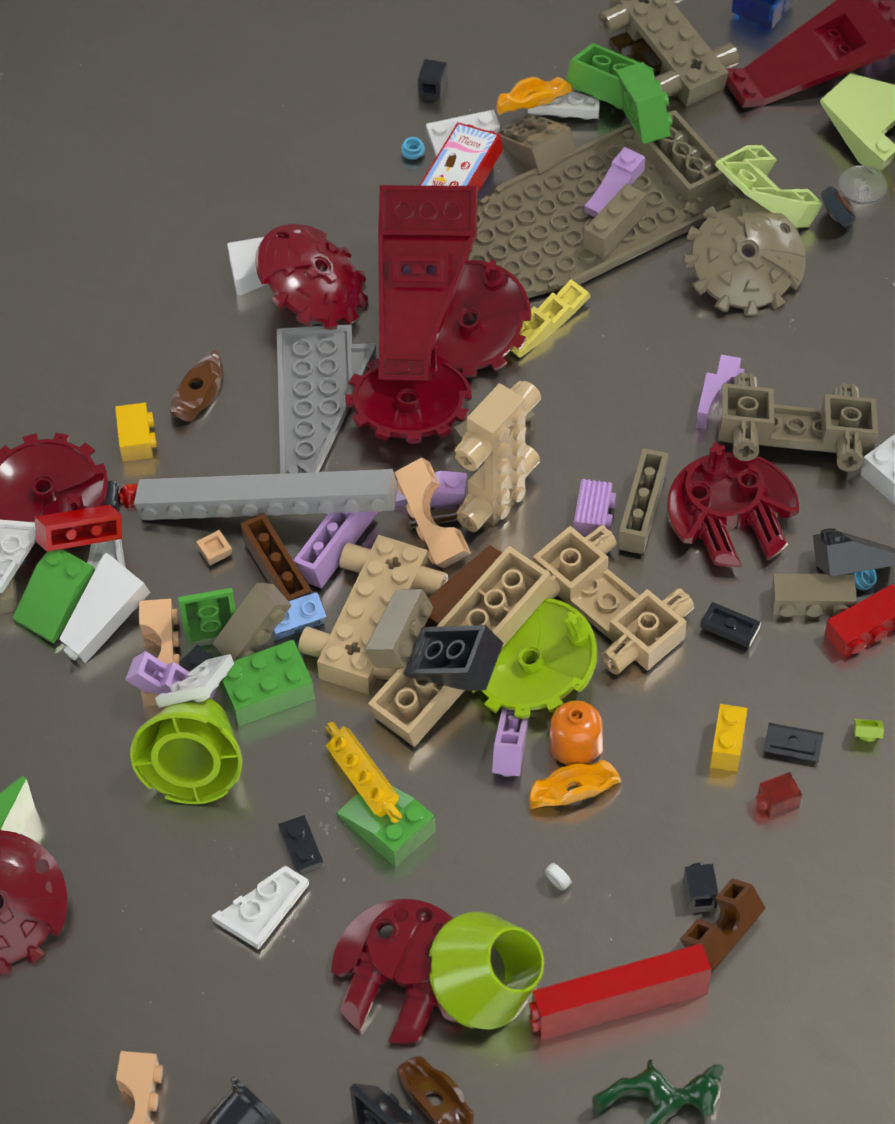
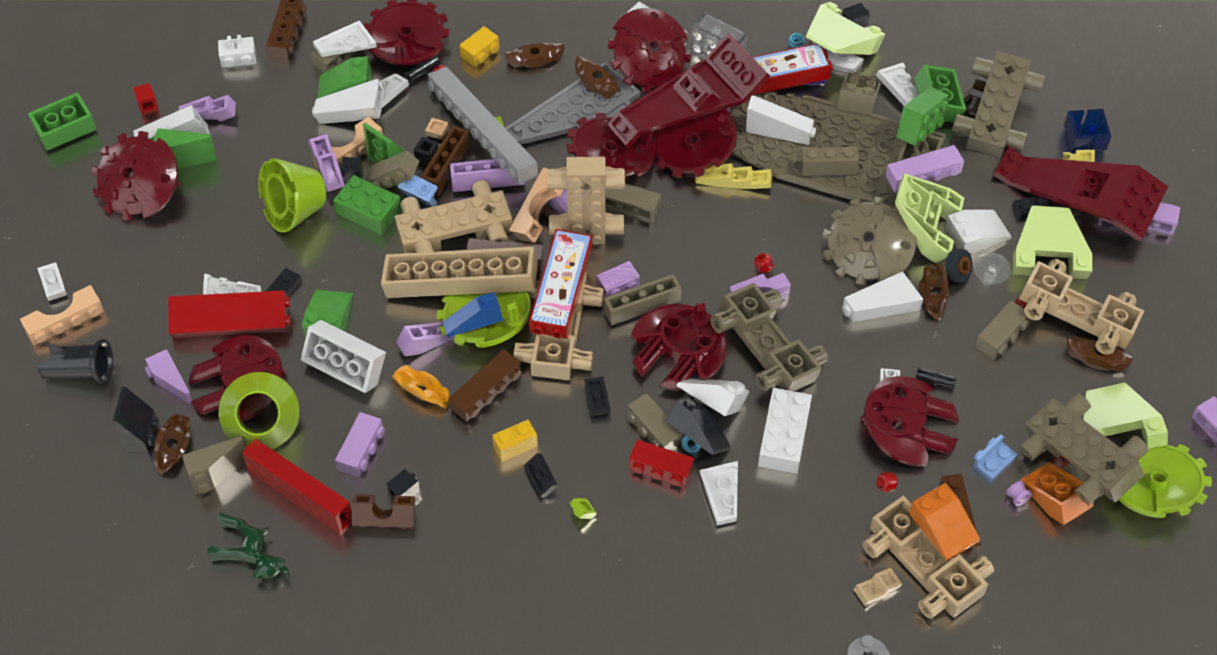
camera: 50 degrees right, 0 degrees up
(64, 1097) = (52, 281): none -> white plate
(78, 527) = (385, 58): red brick -> none
(199, 683) = (331, 171): white wing -> none
(245, 574) = (425, 151): none -> black brick
(278, 352) = (604, 85): none -> reddish brown piece
(301, 923) = (228, 314): none -> red brick
(330, 1044) = (167, 375): none -> lavender slope
(350, 209) = (709, 31): none -> clear brick
(363, 772) = (342, 281): yellow plate -> none
(399, 628) = (442, 235): dark tan brick -> none
(449, 101) = (841, 34): none -> yellowish green wedge
(455, 656) = (438, 270): black slope -> none
(475, 835) = (343, 356): none -> white brick
(514, 1081) = (213, 464): none -> dark tan slope
(523, 229) = (778, 122): none -> white slope
(532, 93) = (888, 66): light orange piece -> none
(539, 666) = (476, 314): none -> blue slope
(557, 877) = (353, 412): white tile -> none
(573, 555) = (561, 284): none -> brick
(576, 733) = (452, 364): orange cylinder -> none
(606, 896) = (359, 445): none -> lavender brick
(624, 169) = (869, 142): lavender slope -> none
(631, 720) = (485, 385): none -> reddish brown brick
(686, 365) = (763, 263): none -> red piece
(707, 148) = (928, 166): none -> lavender brick
(779, 795) = (496, 489): clear red brick -> none
(786, 25) = (1081, 155): none -> light yellow plate
(801, 165) = (976, 229): none -> white slope
(809, 104) = (1023, 206): none -> black plate
(824, 291) = (883, 299): none -> white slope
(827, 509) = (720, 395): none -> white slope
(829, 237) = (934, 277): none -> reddish brown piece

